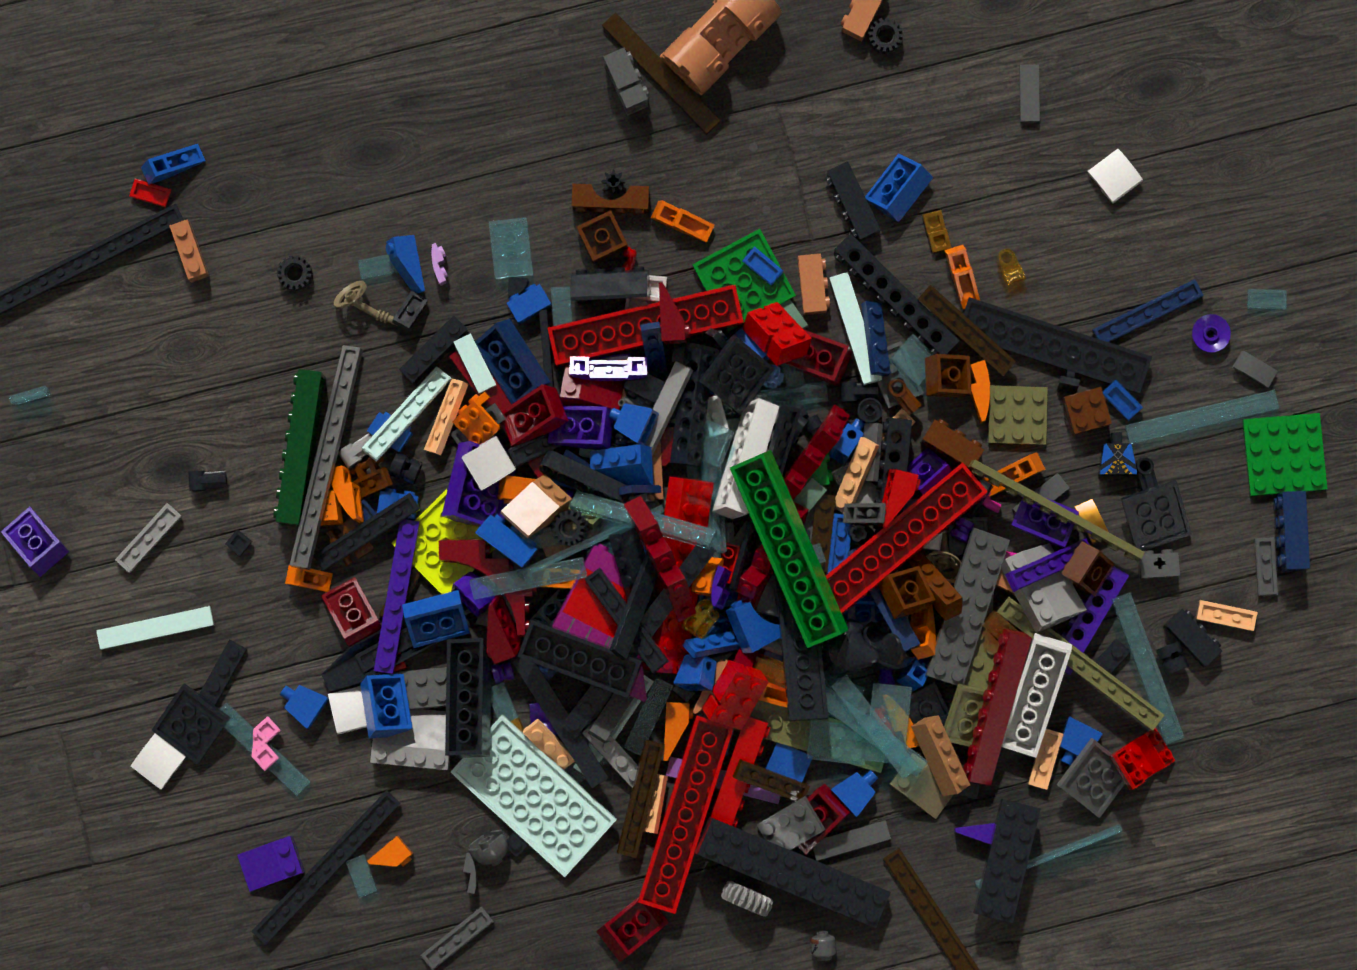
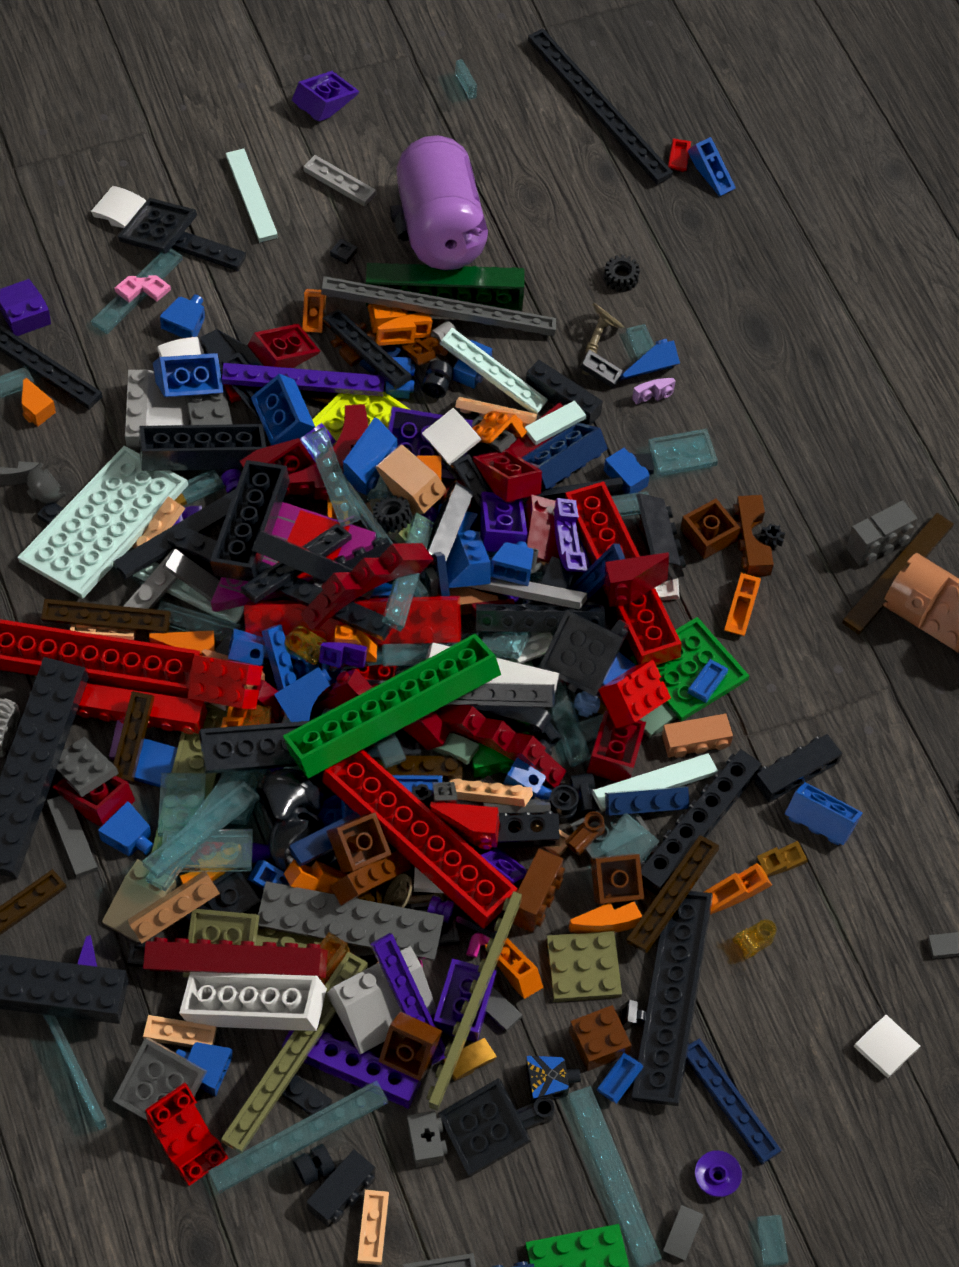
camera: 75 degrees right, 25 degrees down
(189, 250) = (628, 186): nougat brick -> none
(219, 440) = (441, 203): none -> medium lavender piece
(630, 261) = (694, 560): red arm -> none

